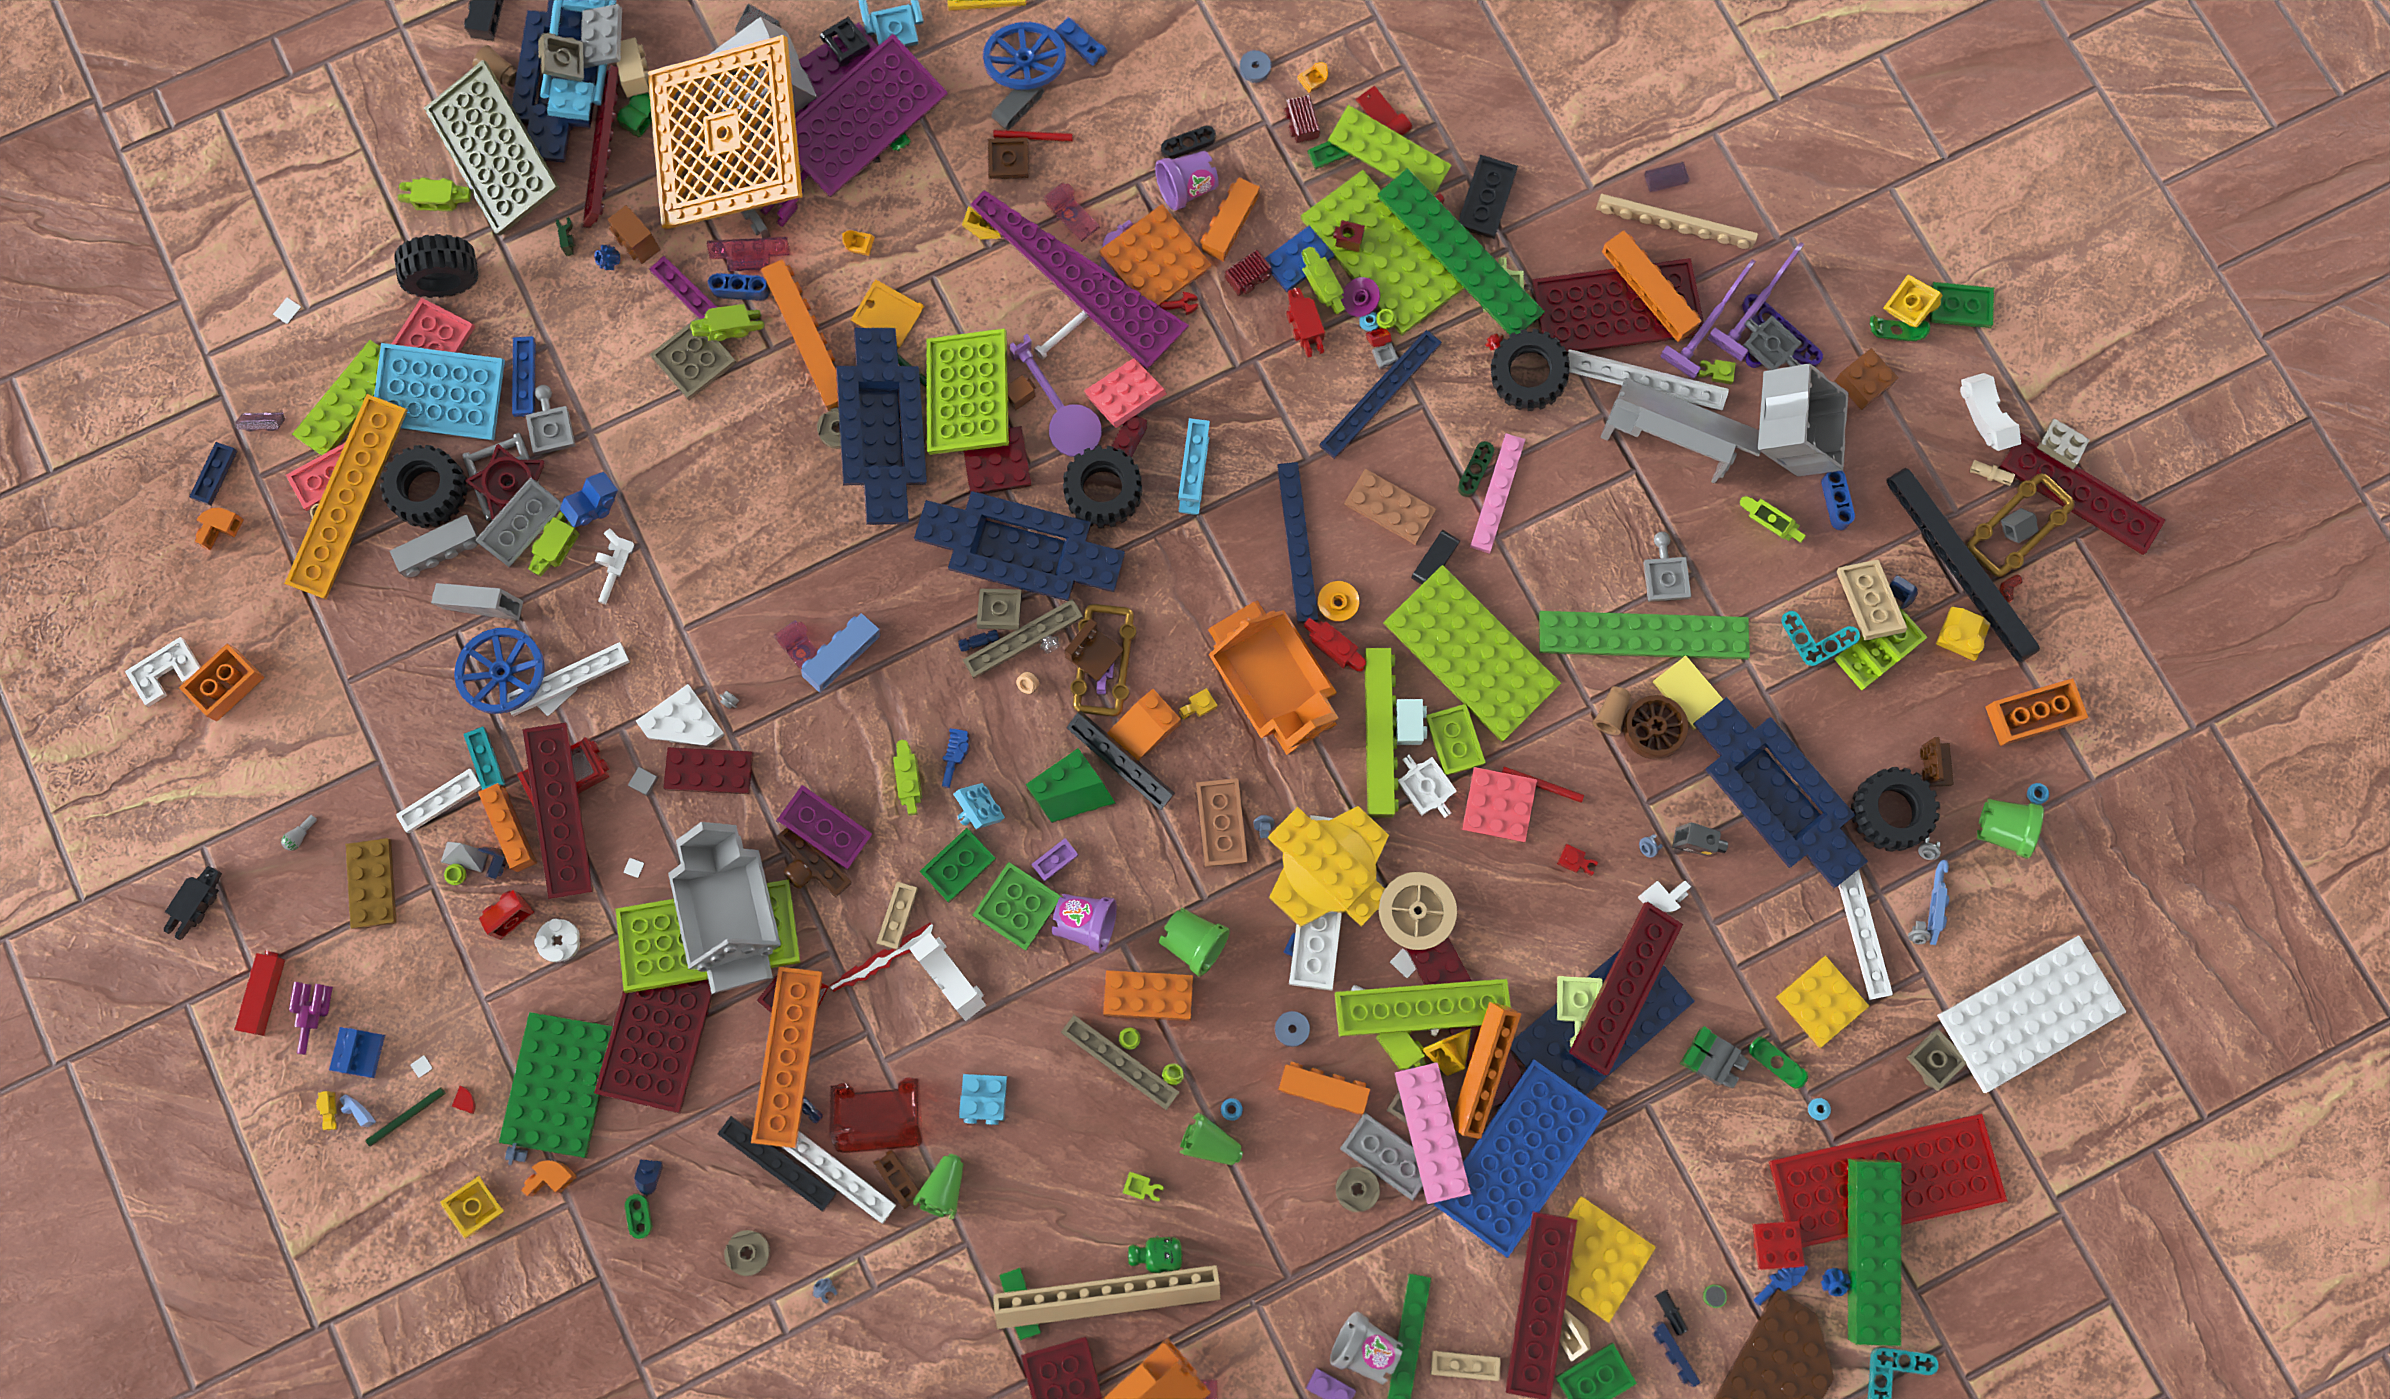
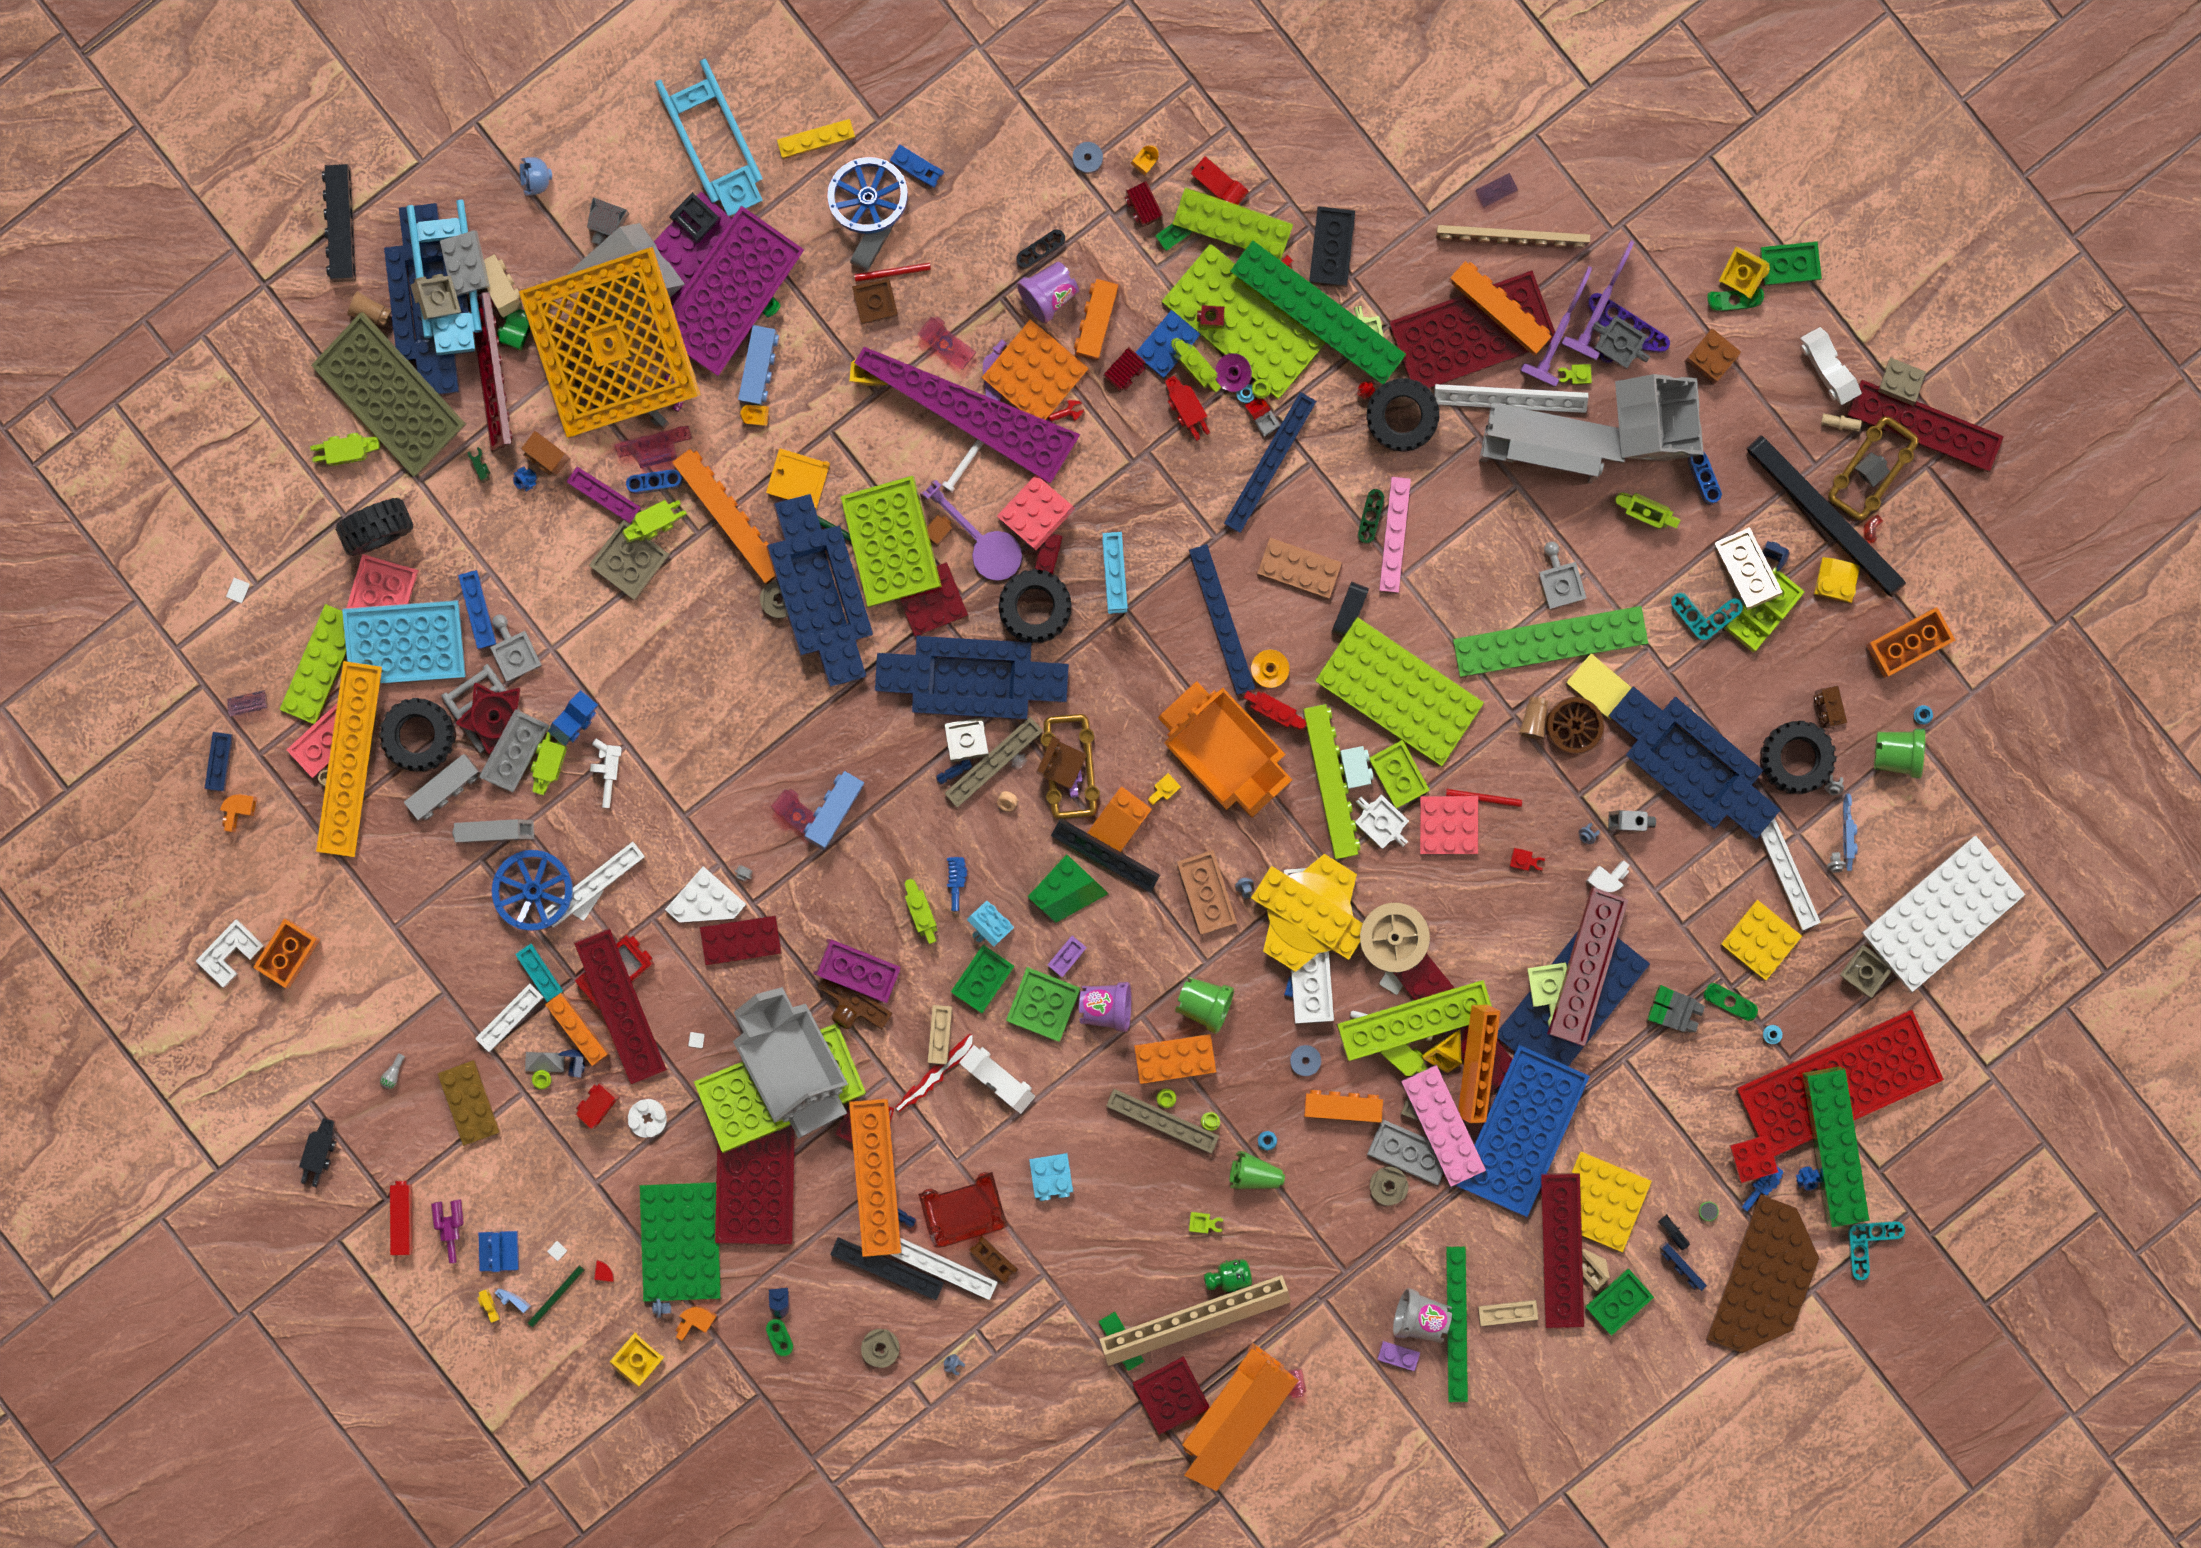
camera: 15 degrees left, 10 degrees up
(643, 781) = (685, 962): light grey tile -> none
(873, 195) = (757, 366): none -> medium blue brick
(942, 1188) = (1034, 1259): bright green cone -> none

